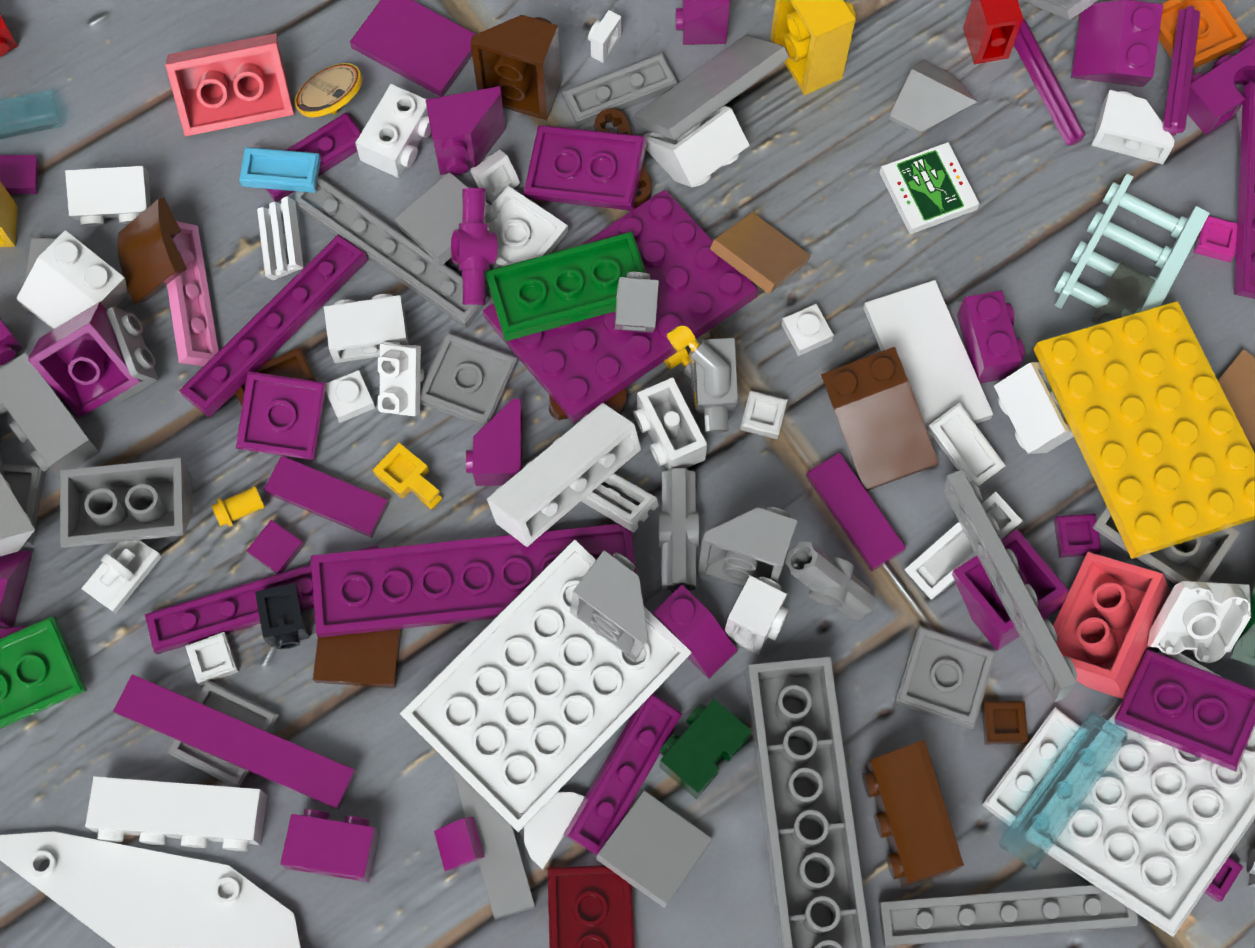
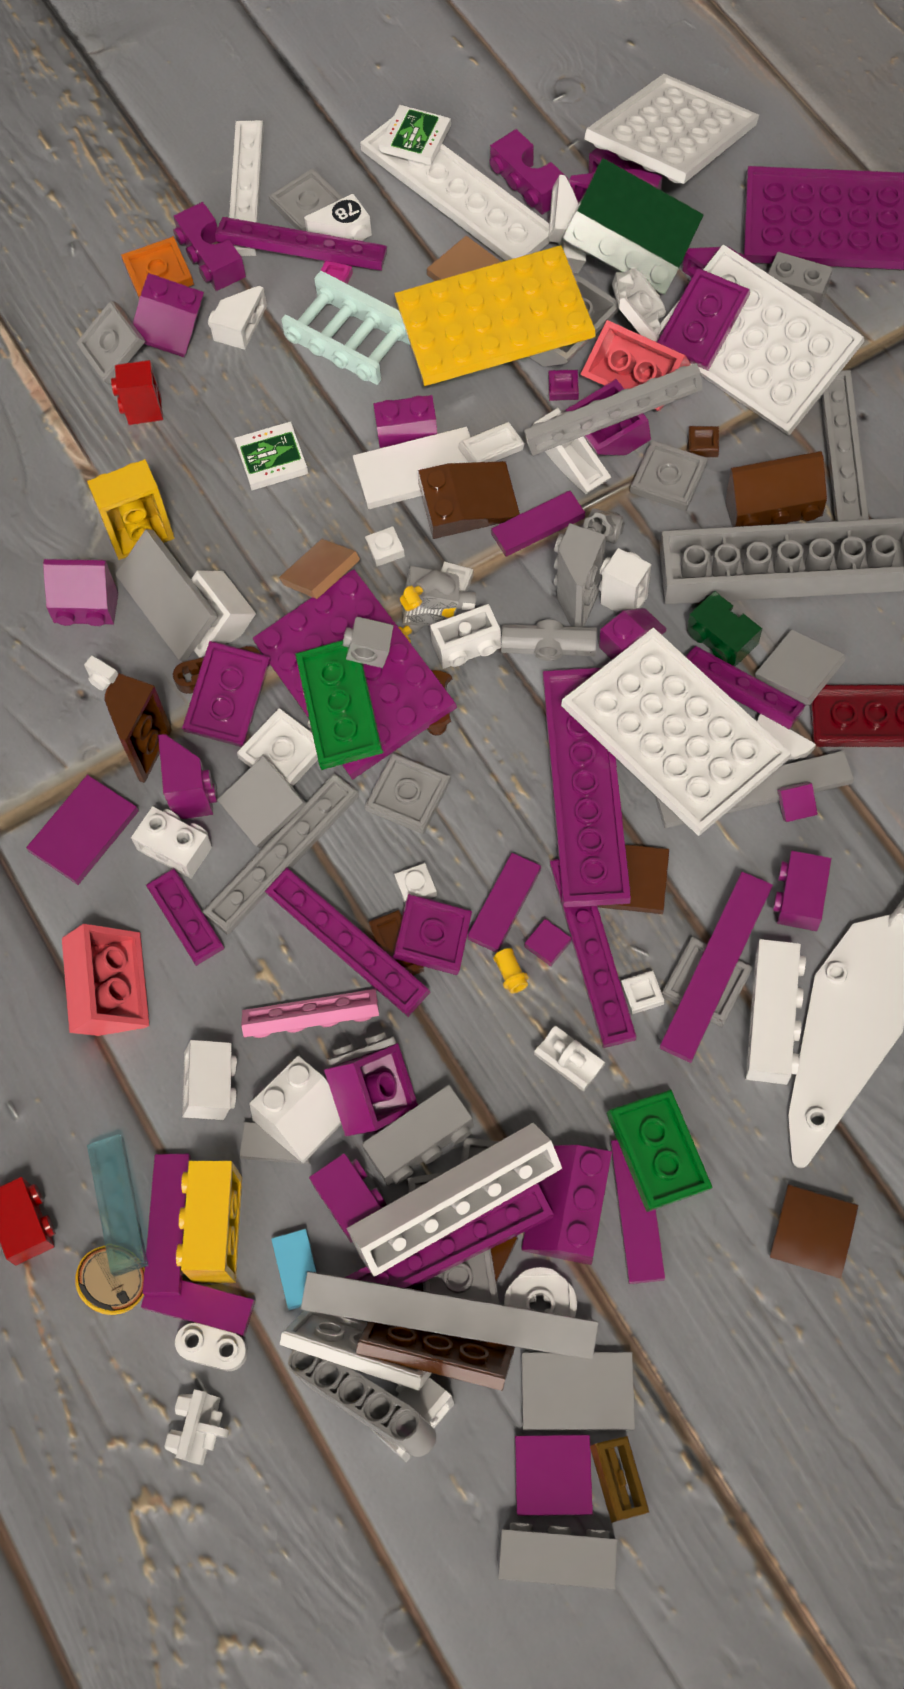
camera: 80 degrees left, 5 degrees down
(124, 502) = (512, 1051): light grey slope -> none
(148, 252) = (270, 1037): reddish brown slope -> none
(275, 241) = (235, 941): white tile -> none
(280, 170) = (199, 936): medium azure tile -> none
(281, 616) = (611, 928): black bracket -> none
(328, 90) = (124, 895): piece -> none
(361, 326) = (357, 865): white brick -> none
(400, 379) = (409, 836): white hips -> none
(405, 474) = (491, 839): yellow plate -> none
(474, 246) = (298, 769): magenta pin -> none
(495, 175) = (225, 763): white tile -> none
(498, 447) = (472, 764): magenta slope -> none
(564, 474) = (503, 712): white brick -> none
(612, 603) = (630, 652): light grey slope -> none
(619, 89) = (152, 666): light grey tile -> none
(629, 521) = (525, 683): white tile -> none
(929, 98) = (194, 446): light grey slope -> none
(1030, 766) = (738, 426): white tile -> none
(1033, 409) = (468, 395): white brick -> none
(1048, 86) = (199, 367): magenta axle -> none
(1063, 790) = (757, 403): clear light blue tile -> none
(1125, 291) = (381, 326): clear smoke plate -> none
(1181, 71) = (199, 275): magenta axle -> none

